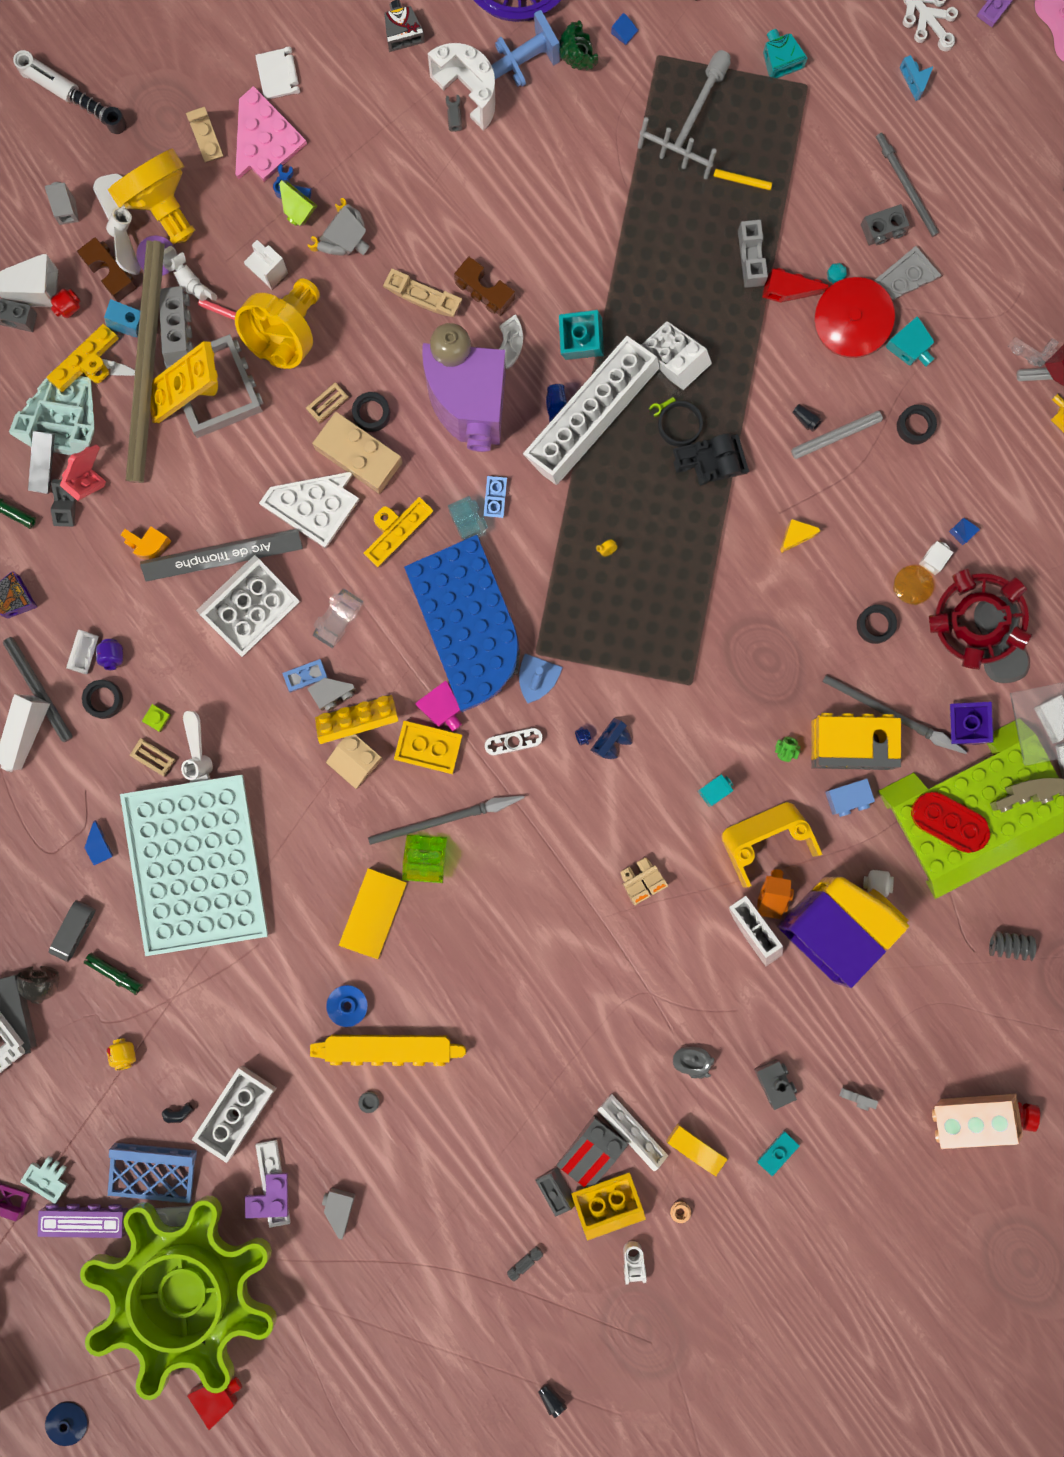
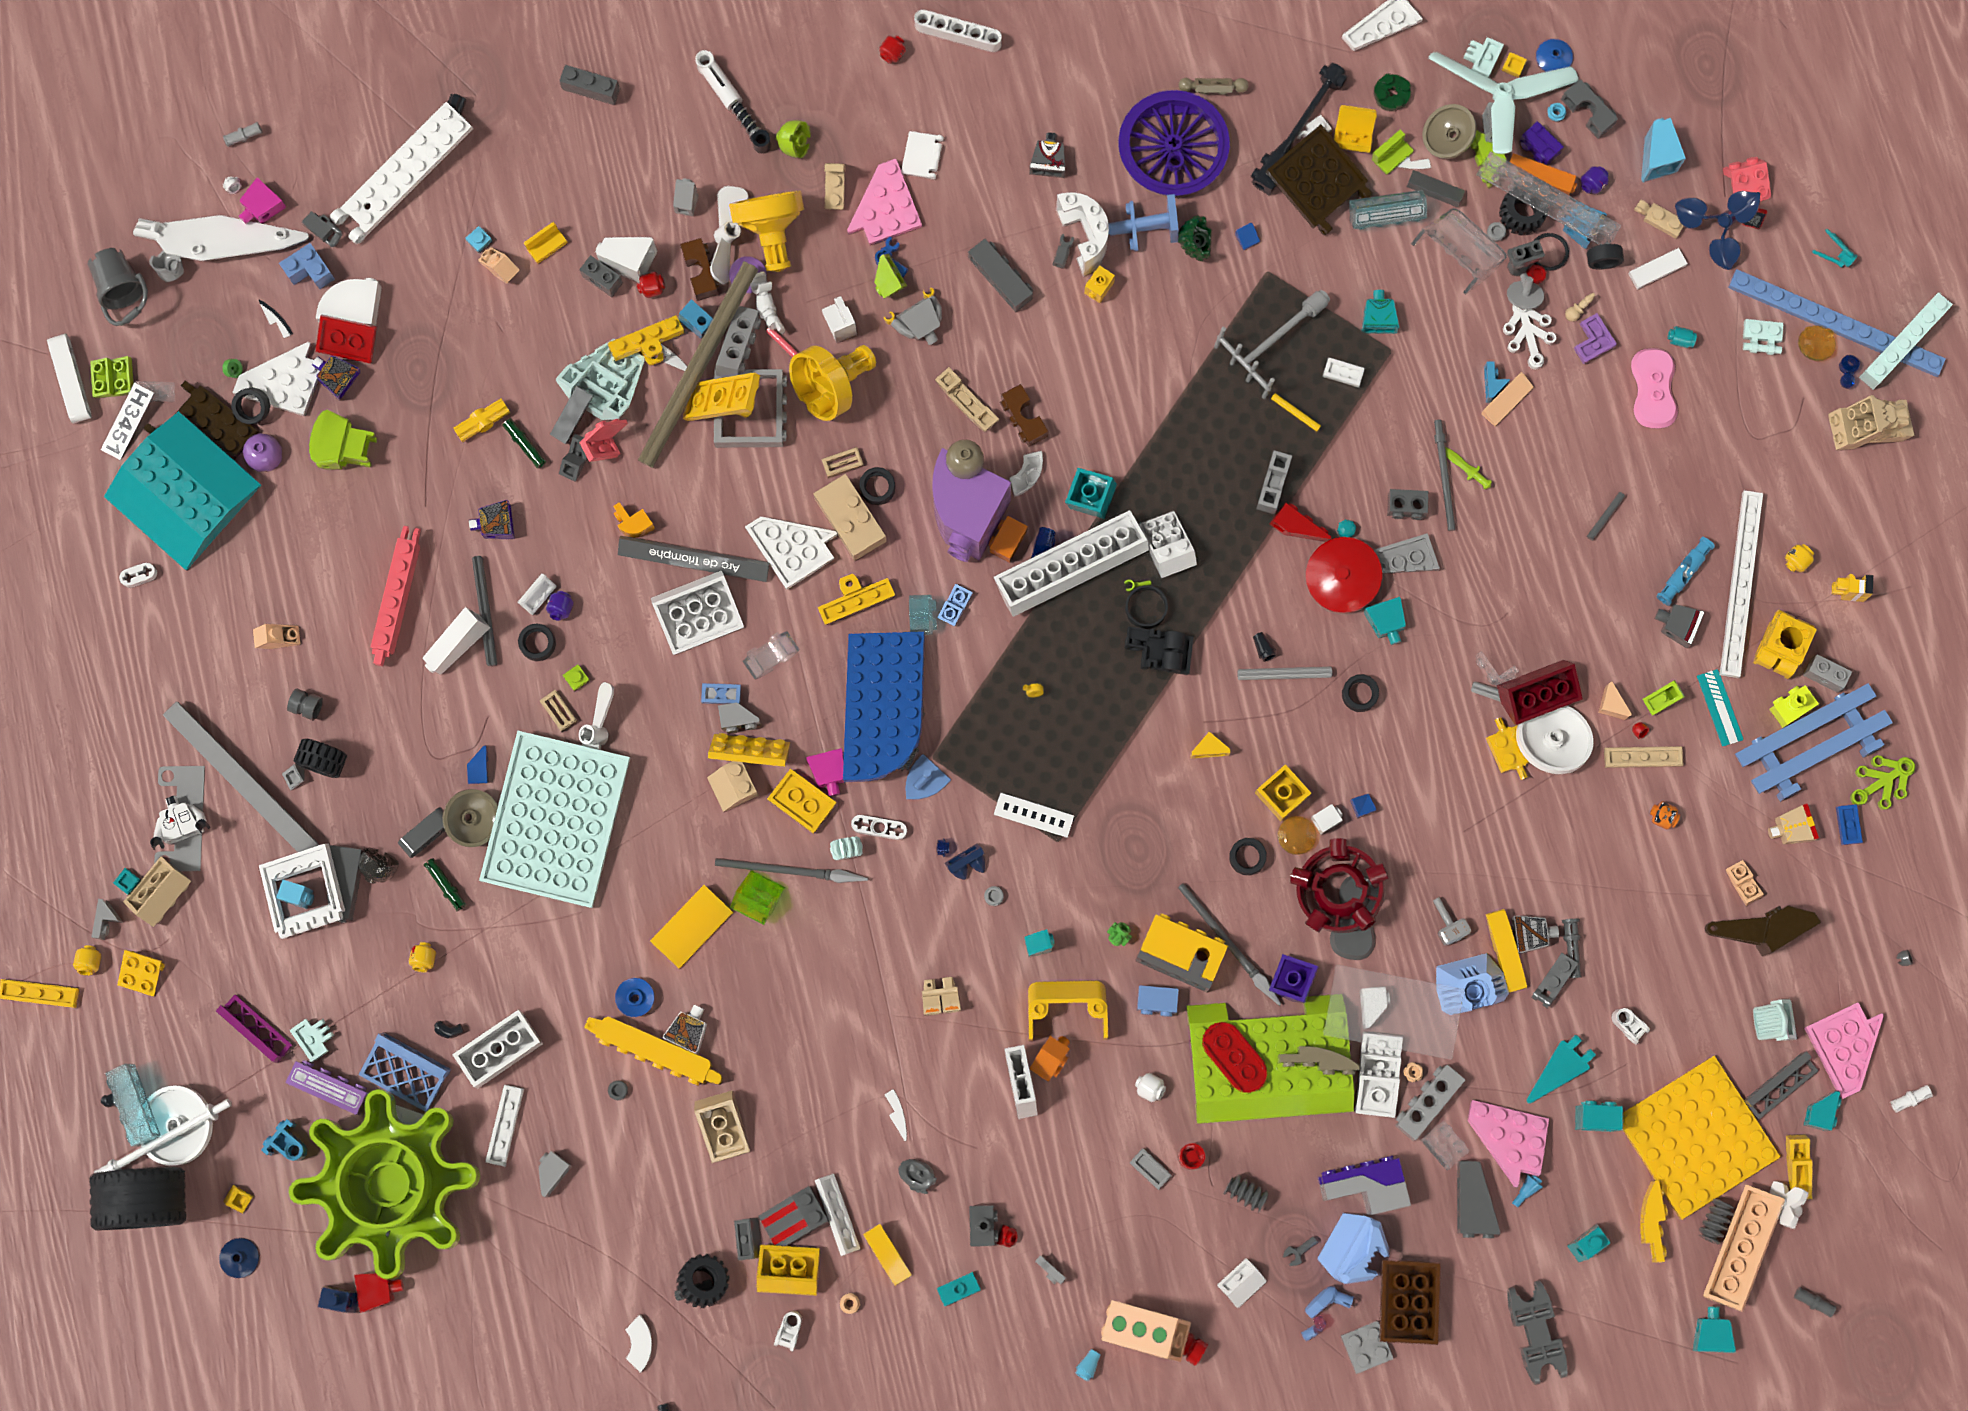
camera: 30 degrees right, 5 degrees down
(40, 1367) = (237, 1199): none -> yellow slope
(61, 1293) = (284, 1141): none -> dark azure pin
(120, 908) = (482, 814): none -> dark tan dish
(144, 104) = (793, 138): none -> lime cylinder
(179, 1426) = (338, 1300): none -> dark blue torso
(274, 1202) = (498, 1141): medium lavender plate -> none
(403, 159) = (1000, 274): none -> dark grey brick
(412, 1016) = (687, 1030): none -> torso
(484, 1094) = (721, 1126): none -> tan slope
(491, 775) = (846, 848): none -> light aqua gear
(495, 1336) = (640, 1343): none -> white tile
(502, 130) = (1099, 284): none -> yellow head
(519, 412) = (1008, 538): none -> orange brick
(548, 1248) = (714, 1269): none -> black tyre
(649, 1012) = (898, 1116): none -> white sticker
(651, 762) = (993, 896): none -> light grey tile
(657, 668) = (1033, 815): none -> white sticker
(772, 122) = (1343, 372): none -> white plate
(803, 1083) = (1007, 1236): none -> red plate
(843, 928) = (1097, 1107): dark purple piece -> none
(885, 549) = (1283, 792): none -> yellow brick
(910, 960) = (1150, 1169): none -> light grey tile
(930, 171) = (1472, 472): none -> lime sword
(932, 1174) = (1087, 1367): none -> medium azure cone
(935, 88) = (1507, 399): none -> light nougat slope
(946, 933) = (1191, 1156): none -> red wheel
(1042, 1032) = (1242, 1283): none -> white panel

